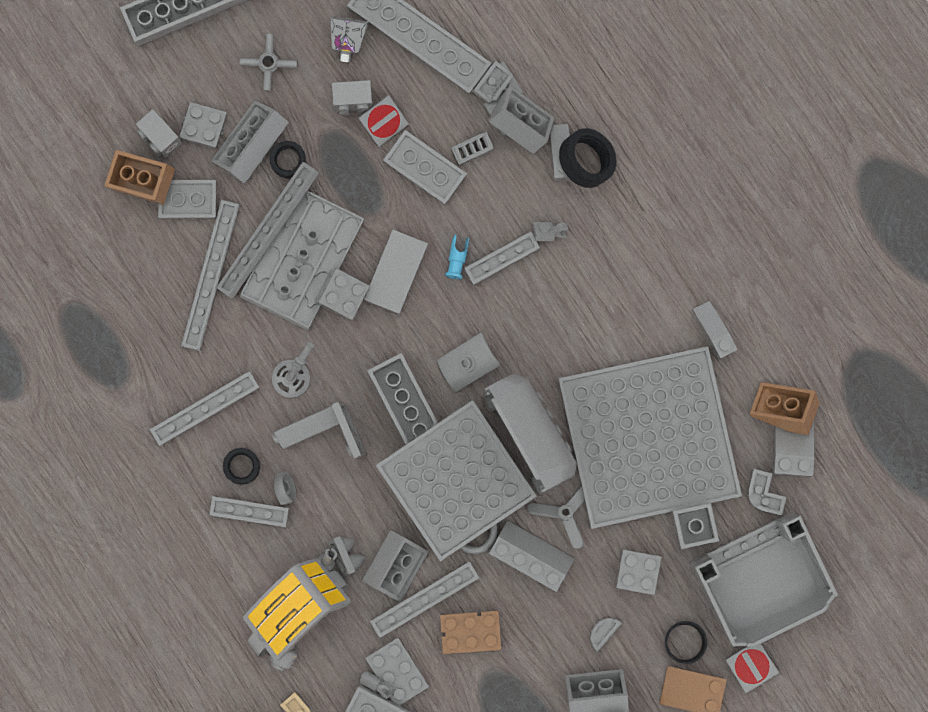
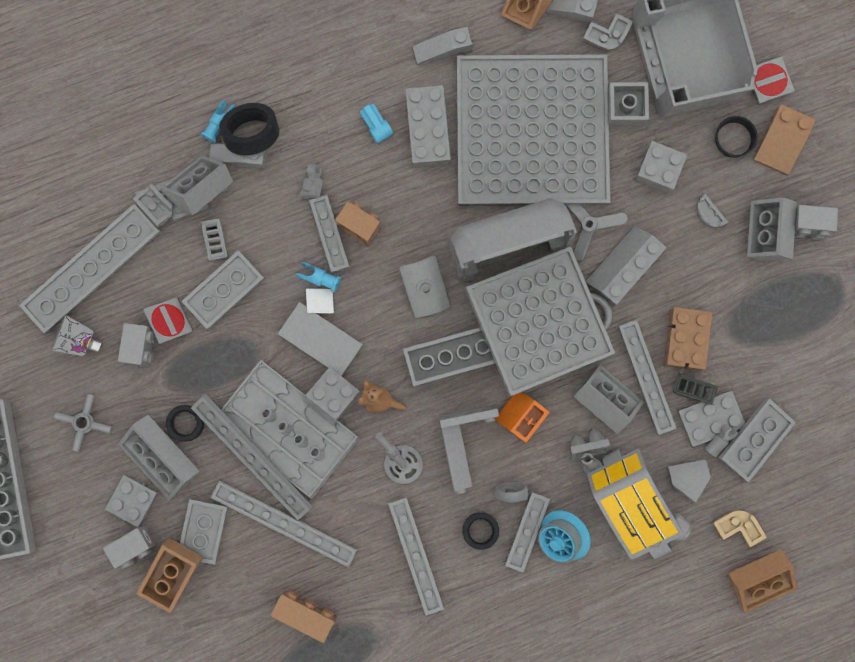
camera: 75 degrees left, 0 degrees up
(126, 313) = (304, 615): none -> medium nougat brick
(250, 546) = (563, 537): none -> medium azure piece
(333, 661) = (690, 478): none -> light grey slope
(349, 340) = (378, 399): none -> medium nougat animal
(360, 483) = (522, 416): none -> orange slope
(422, 632) = (679, 382): none -> pearl dark grey slope
(433, 263) = (319, 301): none -> white sticker
(516, 283) = (358, 223): none -> medium nougat brick
(582, 122) = (213, 128): none -> medium azure piece
(618, 284) = (377, 126): none -> medium azure piece
(629, 332) = (428, 126): none -> light grey brick

